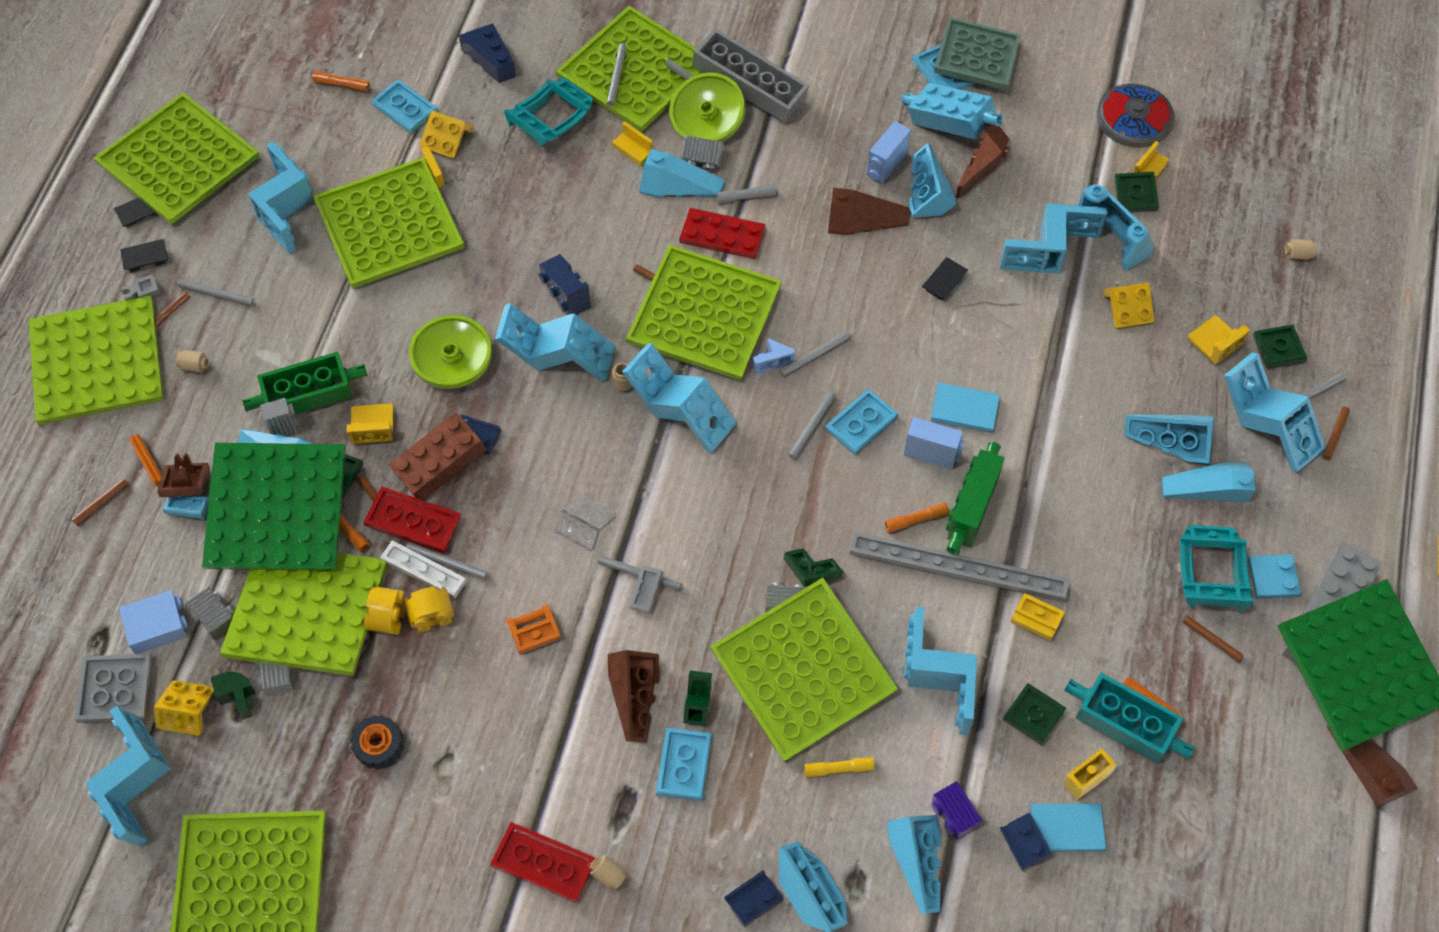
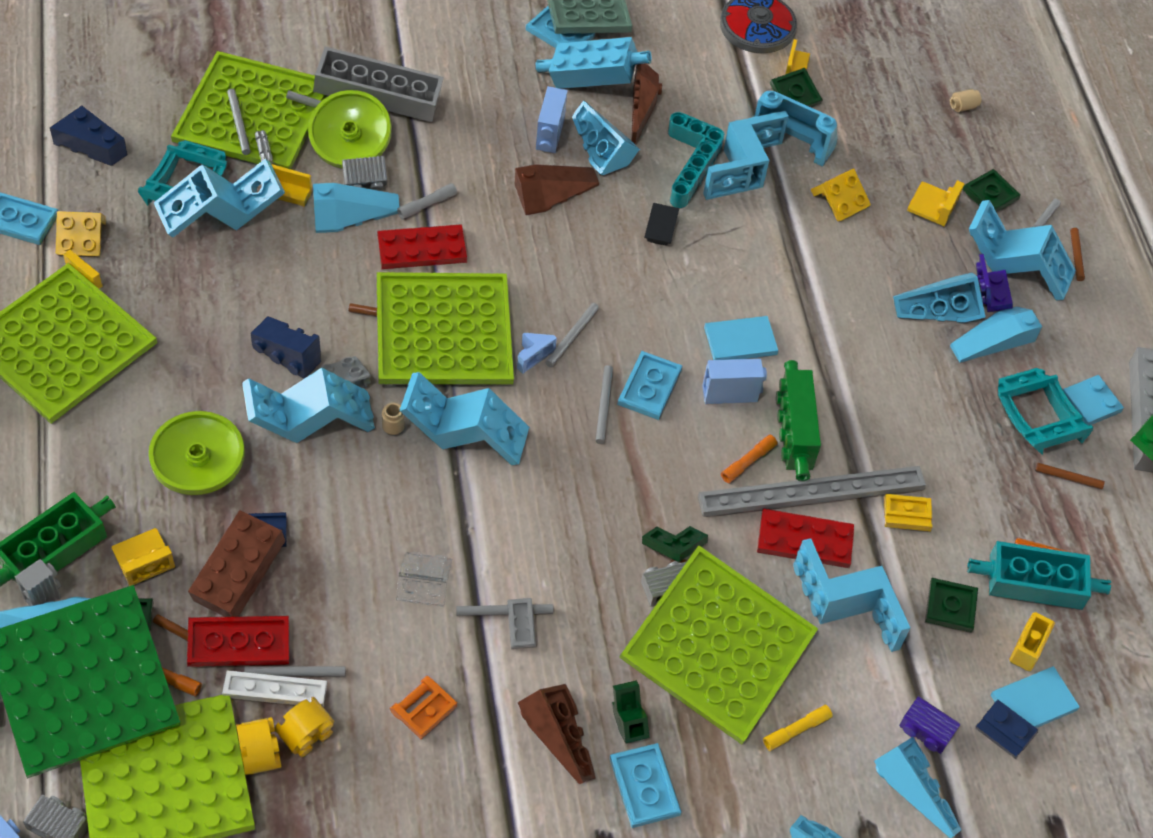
camera: 30 degrees left, 5 degrees down
(565, 138) = (211, 193): none -> medium azure bracket
(605, 323) = (350, 369): none -> light grey hinge
(626, 104) = (263, 146): none -> light grey axle
(944, 611) = (783, 533): none -> red plate
(1025, 219) = (708, 145): none -> teal beam
(1229, 437) = (993, 287): none -> dark purple bracket

